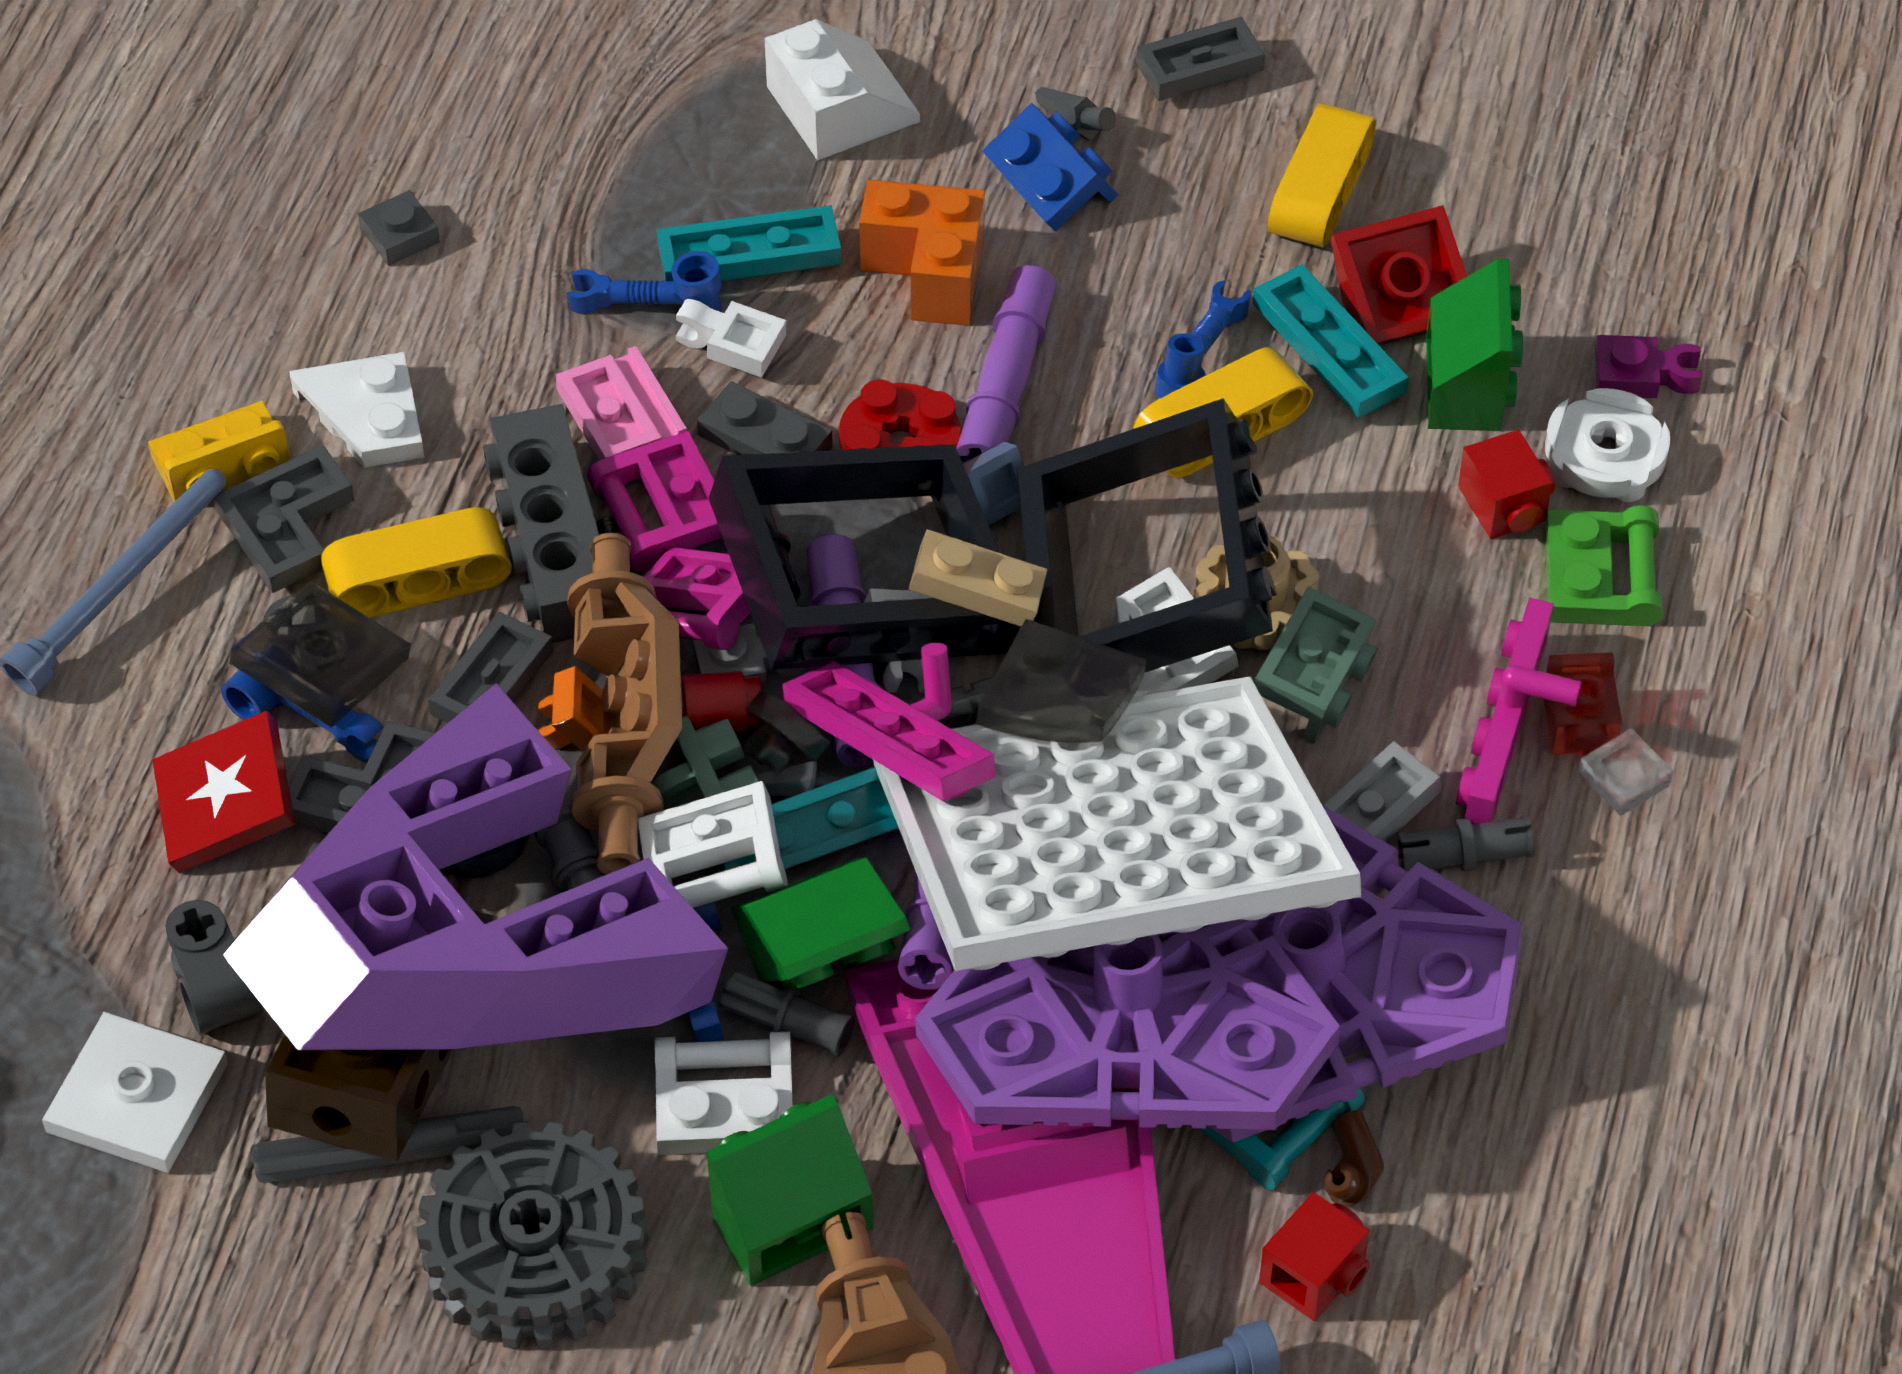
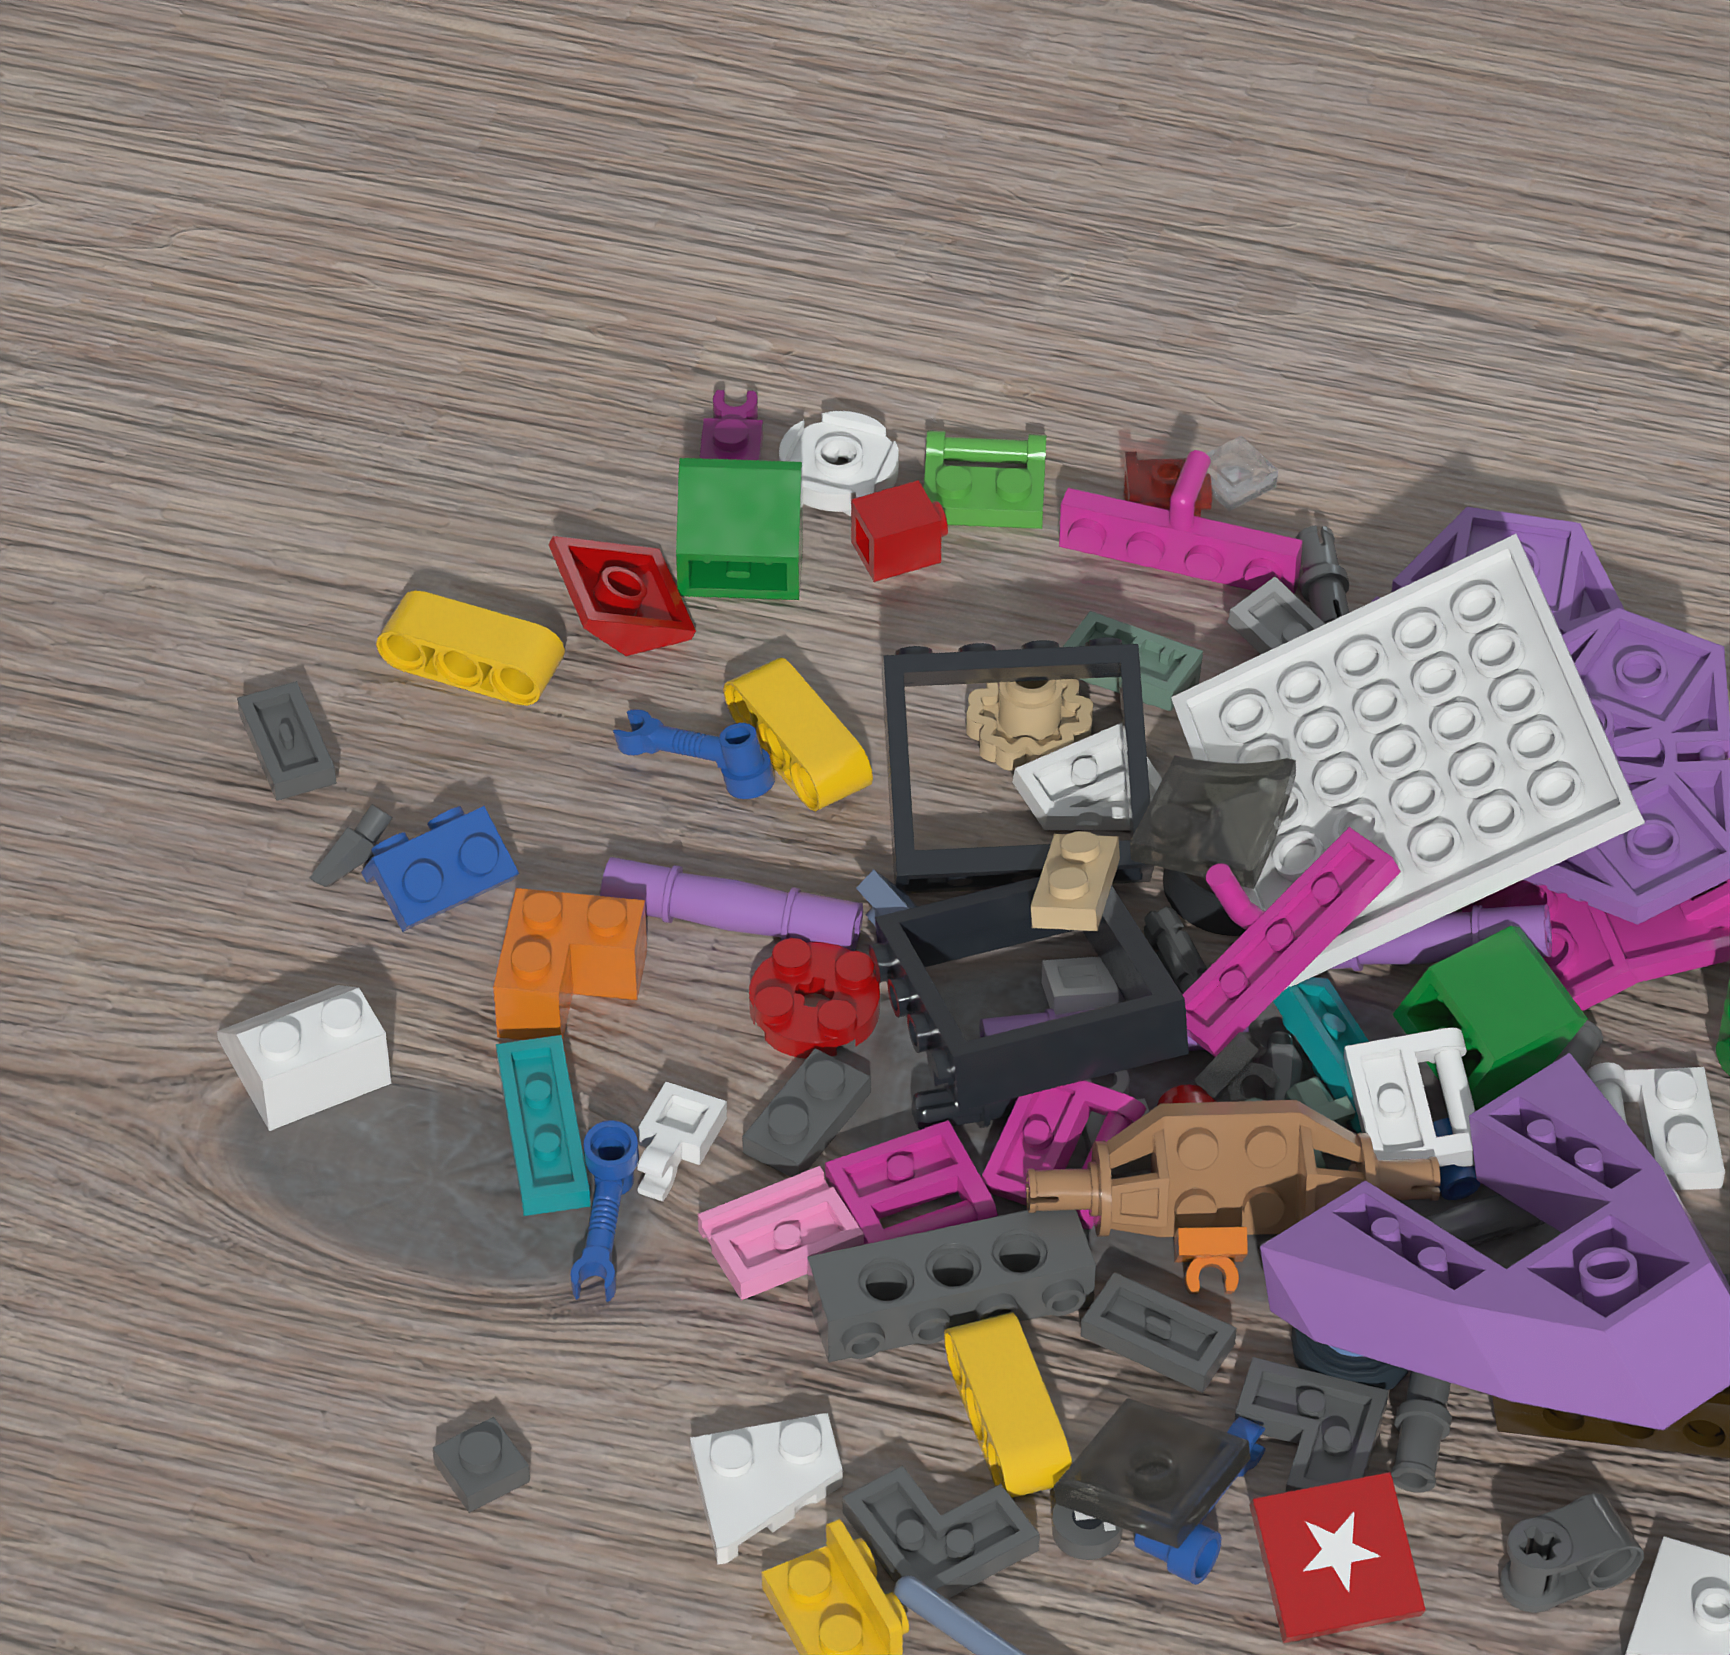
camera: 90 degrees left, 5 degrees down
(1330, 341) = (699, 652): teal plate -> none

